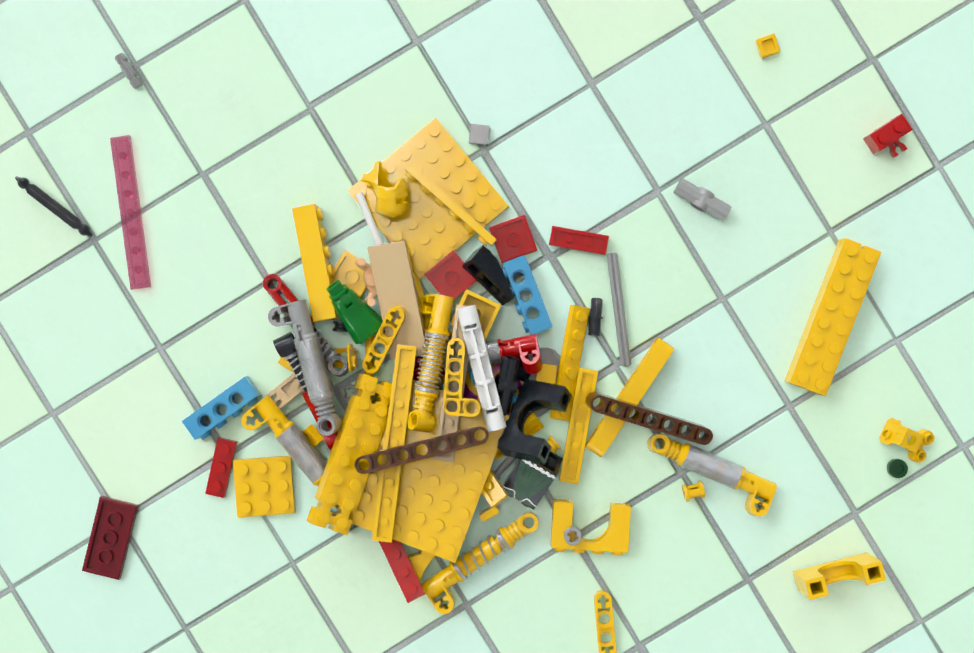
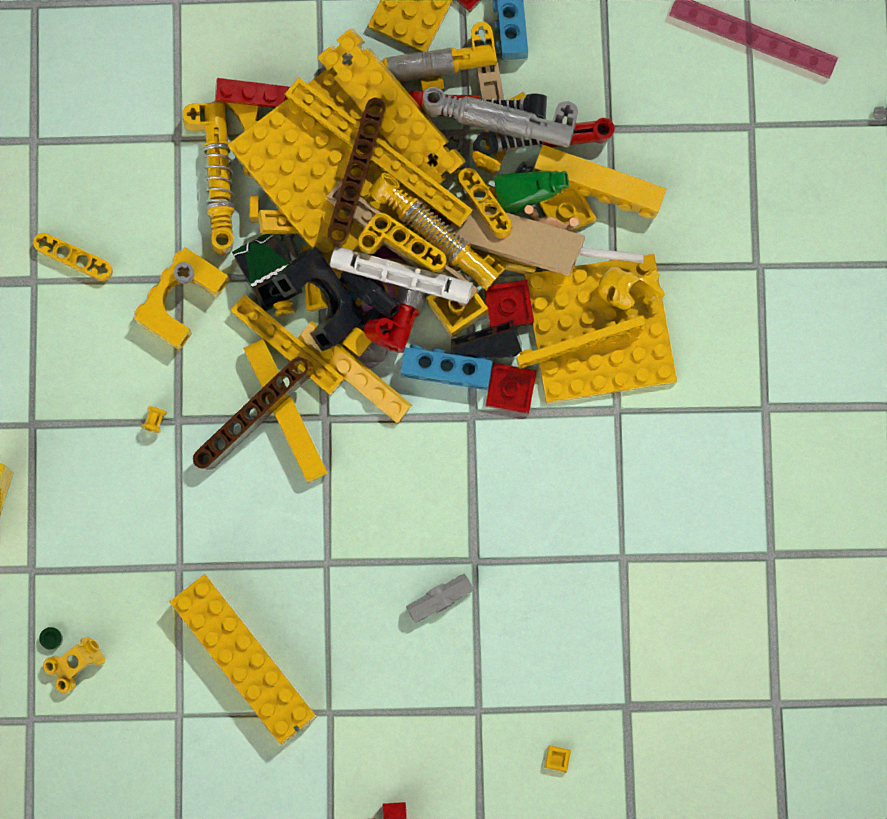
camera: 125 degrees right, 10 degrees down
(479, 134) = (635, 415): light grey tile -> none
(578, 240) = (471, 451): red plate -> none
(595, 316) = (385, 424): black axle -> none
(618, 306) = (378, 451): light grey axle -> none
(719, 471) = (159, 455): piece -> none

